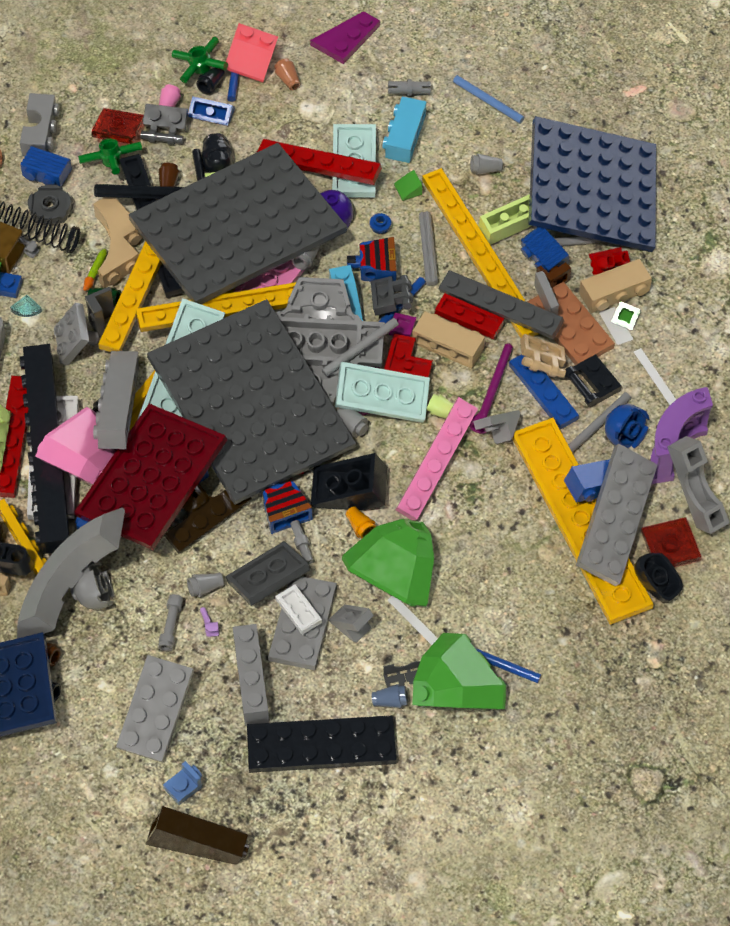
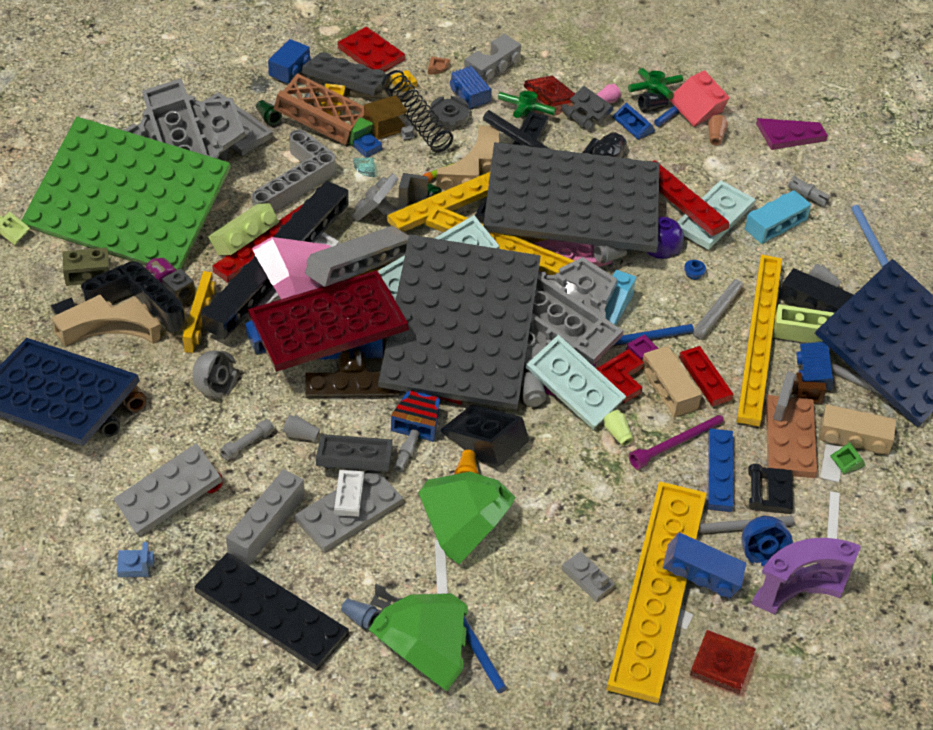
camera: 35 degrees right, 10 degrees down
(65, 569) = (196, 341): light grey brick -> none
(168, 174) = (558, 141): reddish brown cone -> none
(196, 837) = (99, 605): dark brown slope -> none
(211, 628) = (274, 465): lavender hand -> none
(352, 621) = (387, 536): light grey slope -> none
(359, 347) = (587, 335): light grey bar -> none
(375, 259) = (665, 291): torso -> none
(384, 294) = (653, 318): dark grey plate -> none
(409, 186) = (743, 257): bright green slope -> none
(436, 459) = (575, 460): bright pink plate -> none
(494, 185) = (812, 293): none -> black brick
(501, 304) = (740, 382): dark grey plate -> none
(501, 425) = (655, 467): light grey slope -> none
(523, 546) = (588, 576): none -> light grey plate
(540, 350) = (744, 438): tan plate -> none
(608, 259) = (867, 403): red hips -> none
(616, 515) = (687, 600): light grey plate -> none
(658, 576) = (683, 677): black piece -> none
(704, 506) = (780, 631): light grey arch -> none

